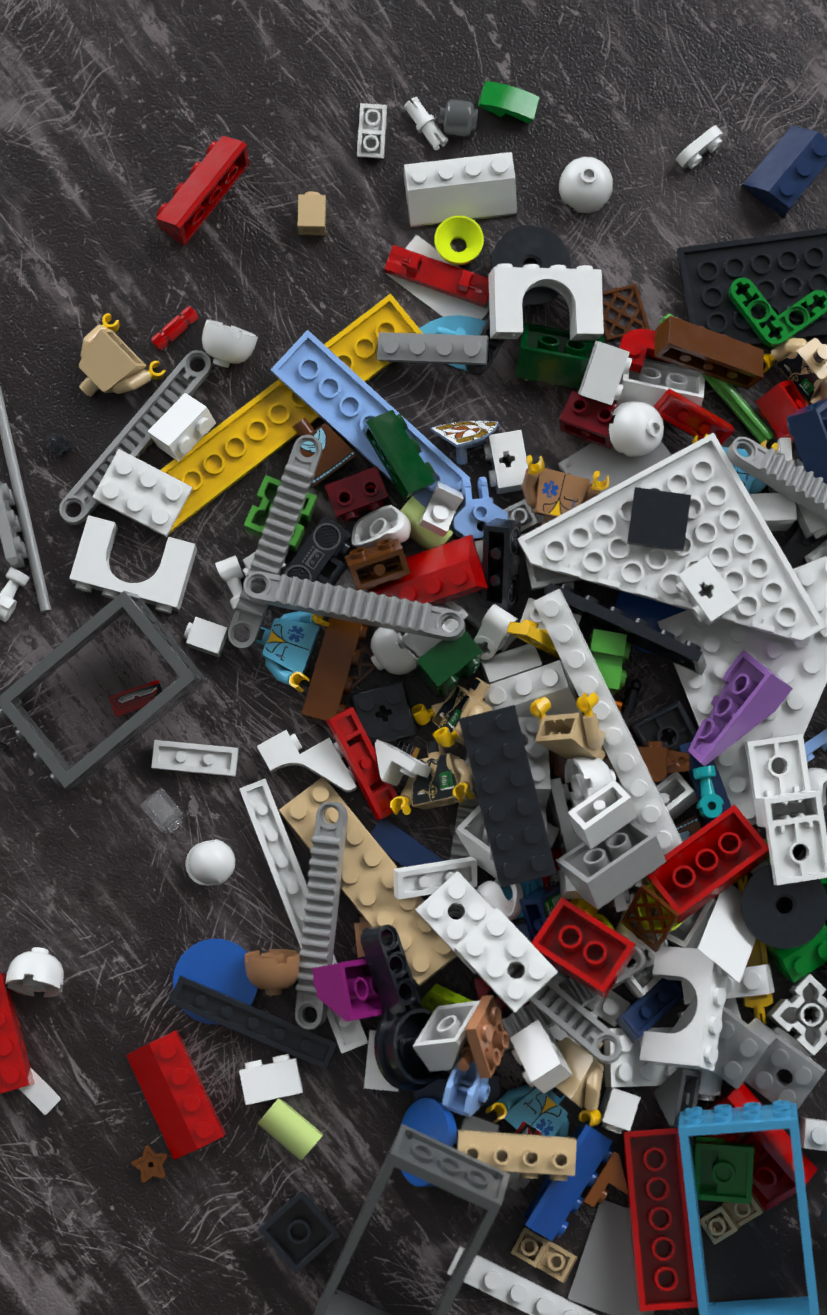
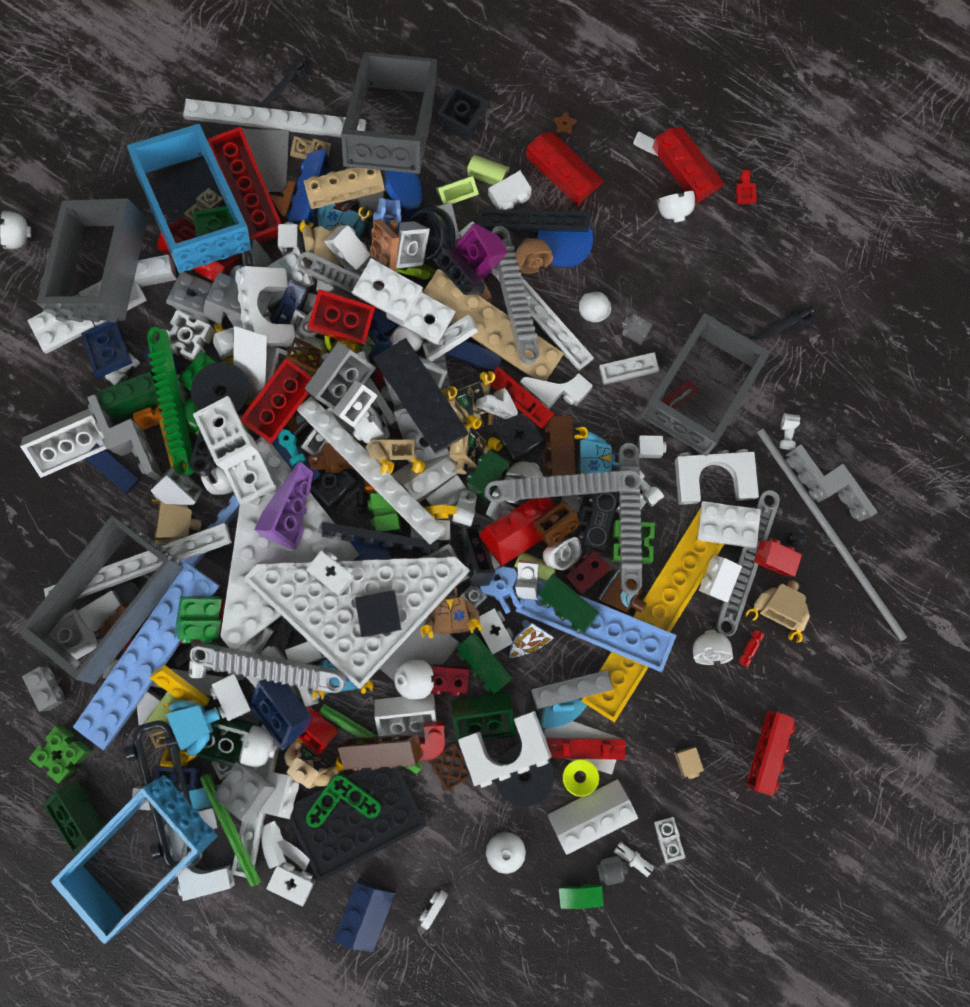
camera: 170 degrees right, 0 degrees up
(95, 427) = (777, 557): none -> brick
(347, 1110) = (457, 190): none -> yellowish green brick
(537, 423) = (483, 663): none -> dark green slope
(604, 373) = (447, 709): white brick -> none
(692, 417) = (377, 701): red tile -> none

